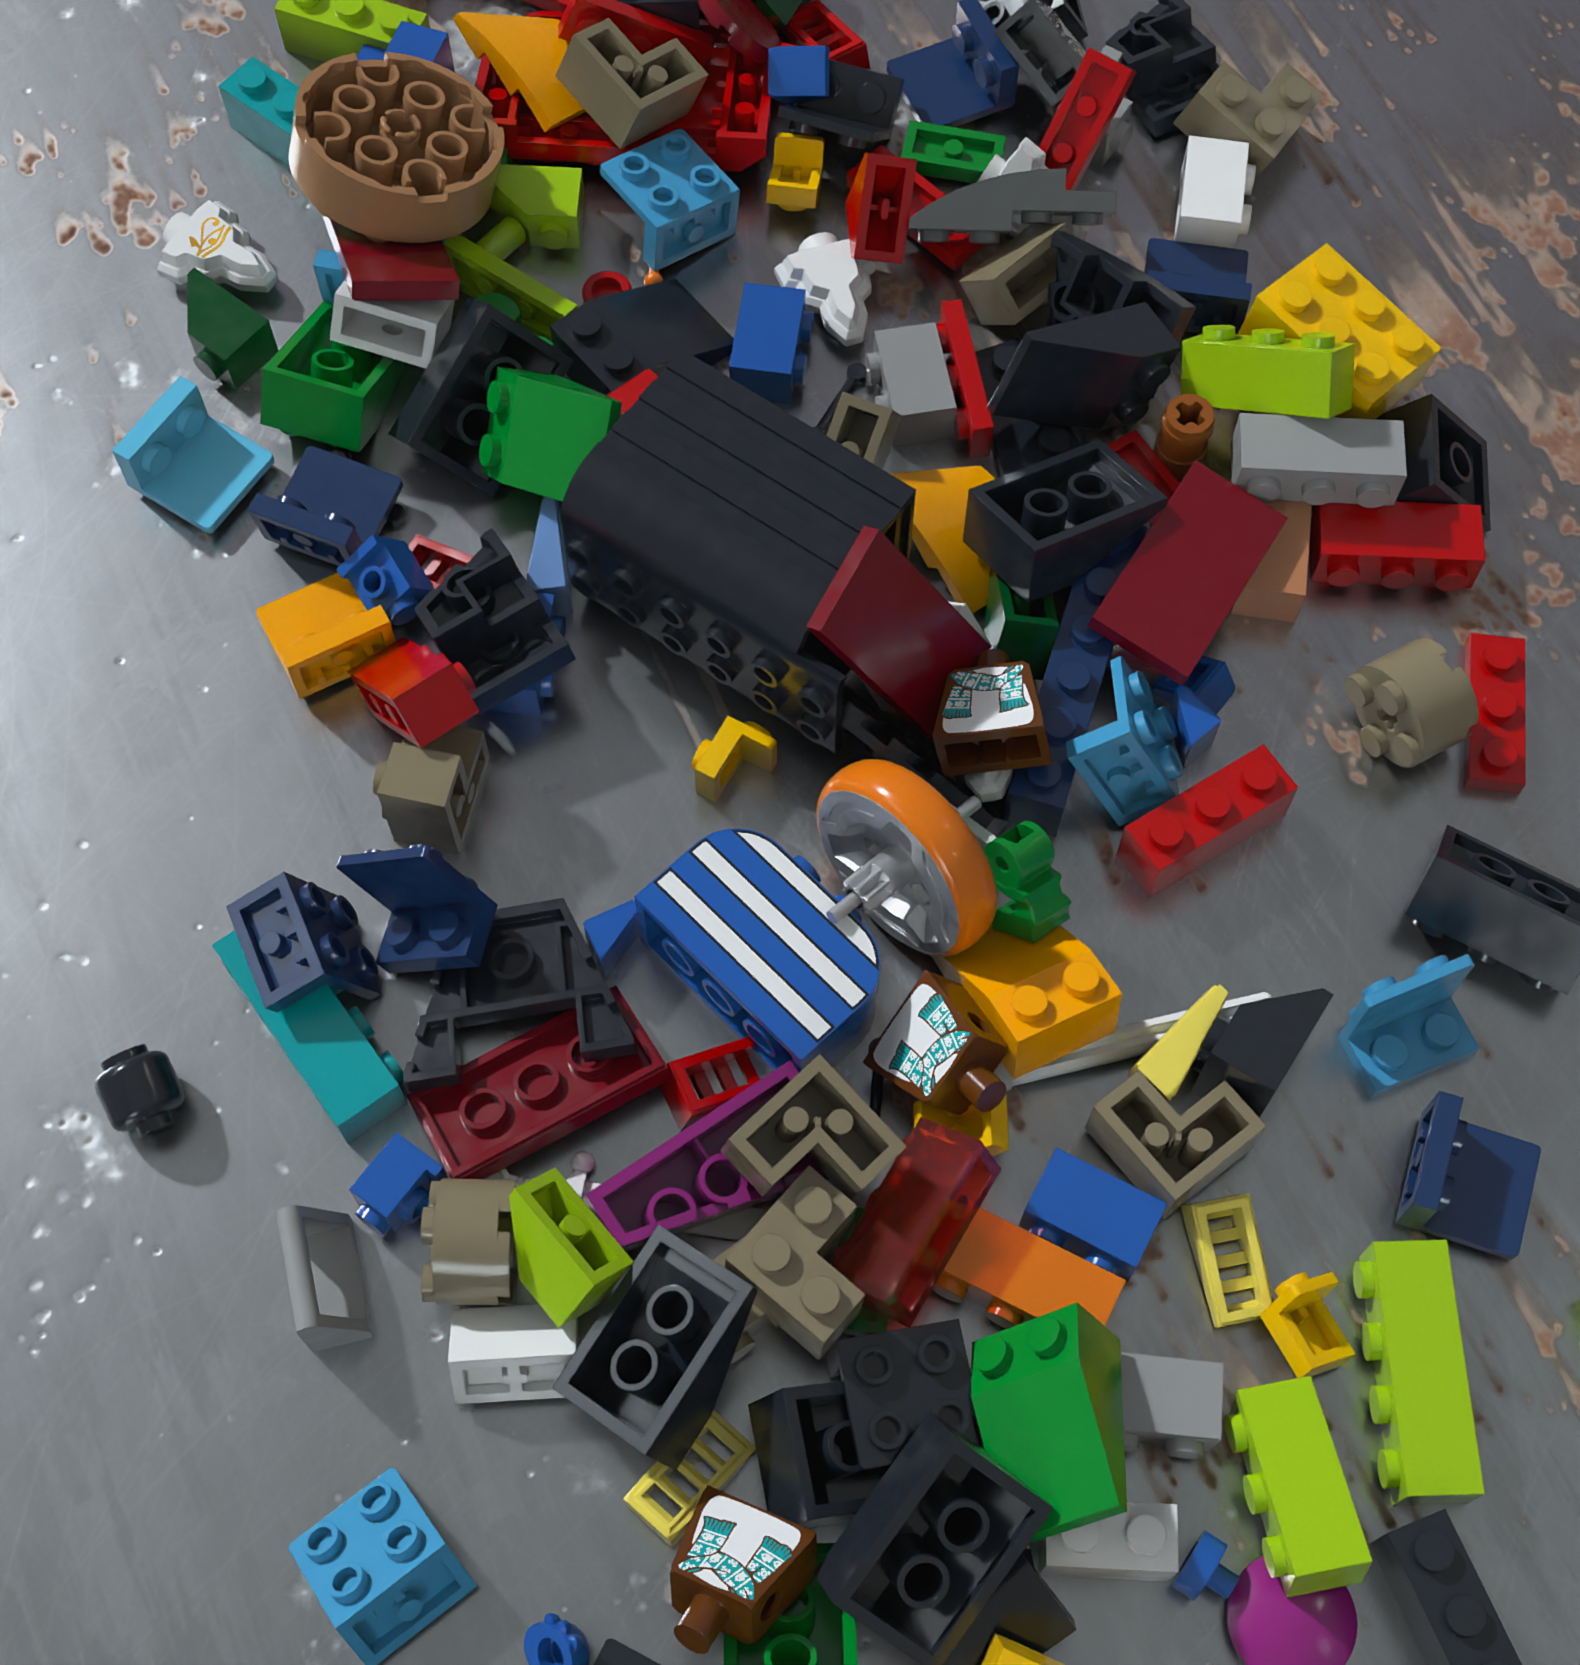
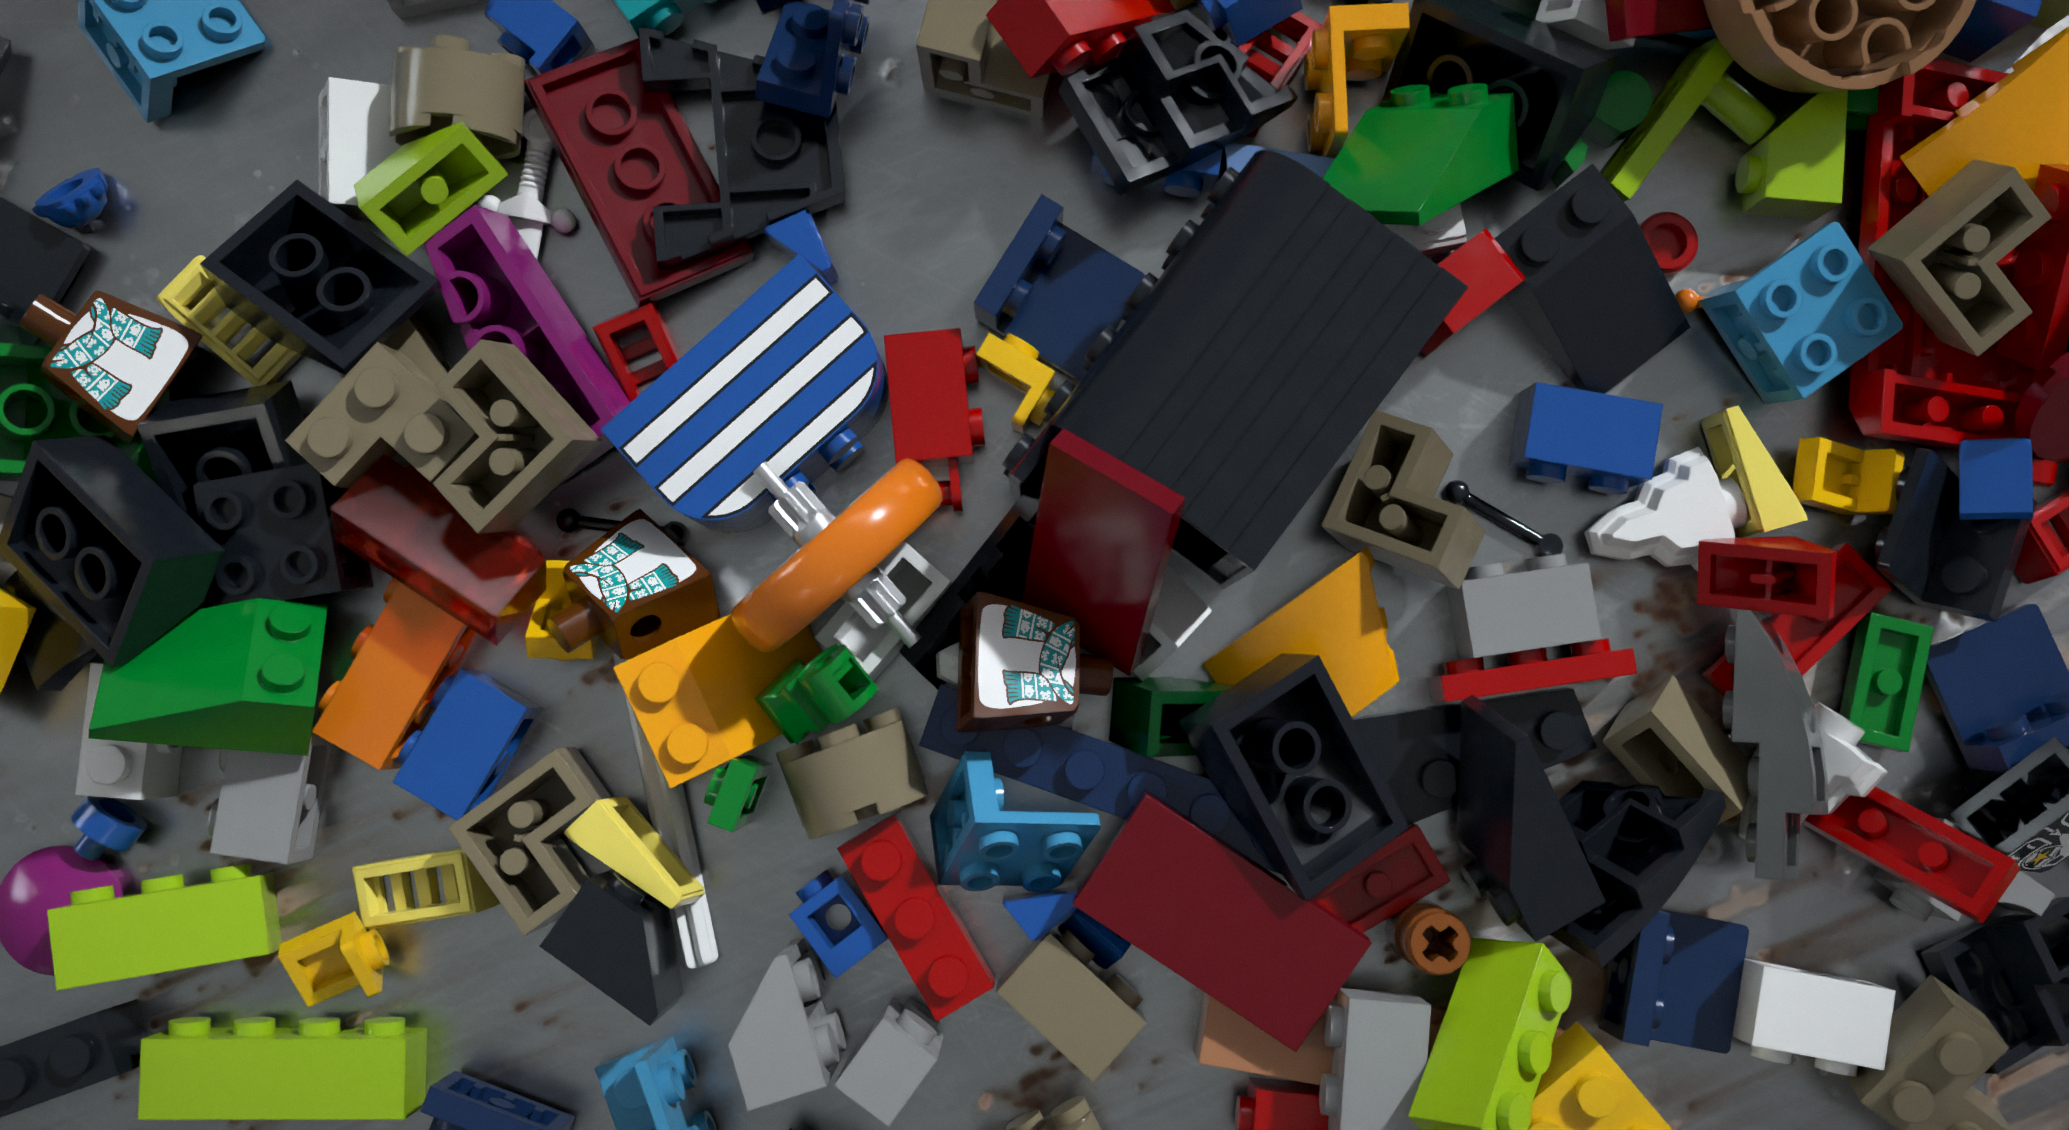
camera: 90 degrees right, 20 degrees up
(467, 509) = (1353, 46): none -> light orange bracket
(650, 729) = (1056, 289): none -> dark blue bracket
(771, 807) = (931, 403): none -> red brick
(789, 230) = (1742, 456): none -> light yellow slope
(1099, 864) = (853, 774): none -> dark tan brick
(1122, 952) = (736, 791): none -> green plate
(1228, 869) = (836, 945): none -> blue brick
(1269, 697) = (1073, 1001): none -> dark tan brick
(1320, 912) = (786, 1036): none -> light grey slope
(1332, 824) = (891, 1059): none -> light grey brick

